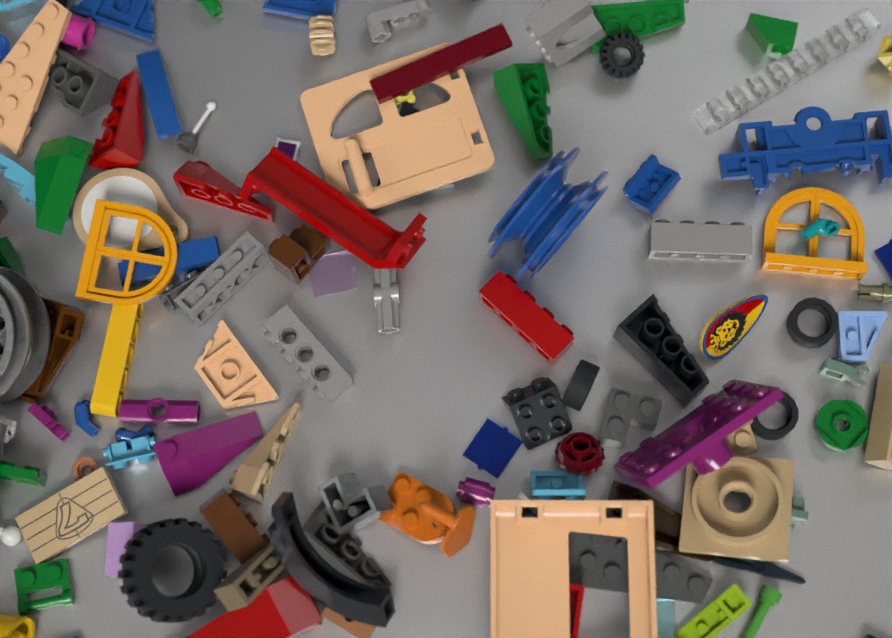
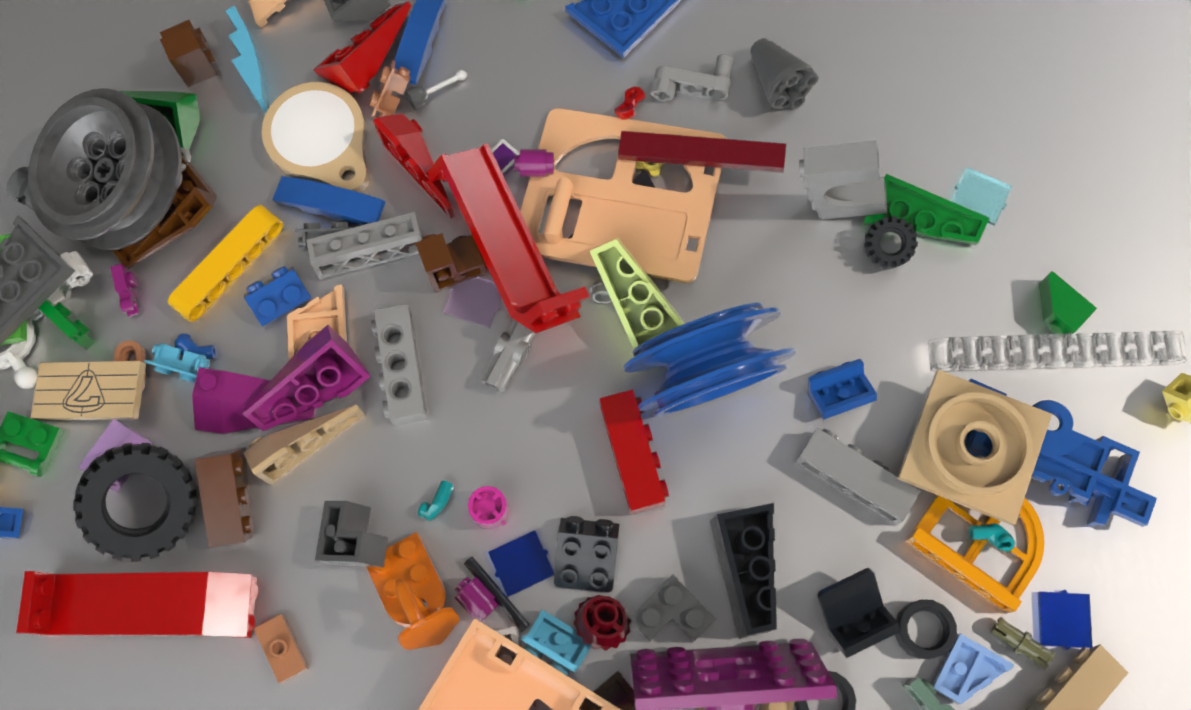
camera: 30 degrees right, 0 degrees up
(58, 175) = (274, 66): green wedge -> none
(82, 418) = (158, 307): blue arm -> none
(95, 249) = (265, 149): light orange window -> none
(144, 411) = (243, 346): magenta piece -> none
(162, 139) = (392, 80): none -> nougat hinge
(174, 357) = (276, 295): none -> blue bracket
(247, 399) = (314, 375): none -> magenta wedge
(249, 579) = (208, 552): dark tan slope -> none
(316, 142) = (534, 163): none -> magenta brick
(320, 579) = (268, 590): black arch -> none
(322, 35) = (605, 62): tan gear -> none
(342, 550) = (305, 582): dark grey wedge -> none
(360, 62) = (632, 97): none -> red piece
(403, 440) = (439, 502): none -> teal arm
(429, 210) = (599, 292): none -> light grey plate
(444, 420) = (488, 507): none -> dark pink piece
(461, 201) = (634, 295): none -> yellowish green wedge
(494, 482) = (501, 599): none -> black bar
(523, 94) = (766, 230): green wedge -> none
(580, 385) = (643, 552): black tyre -> none
(731, 325) = (814, 578): shield -> none
(757, 339) = (856, 613): none -> black bracket
(758, 197) = (944, 467): none -> tan piece

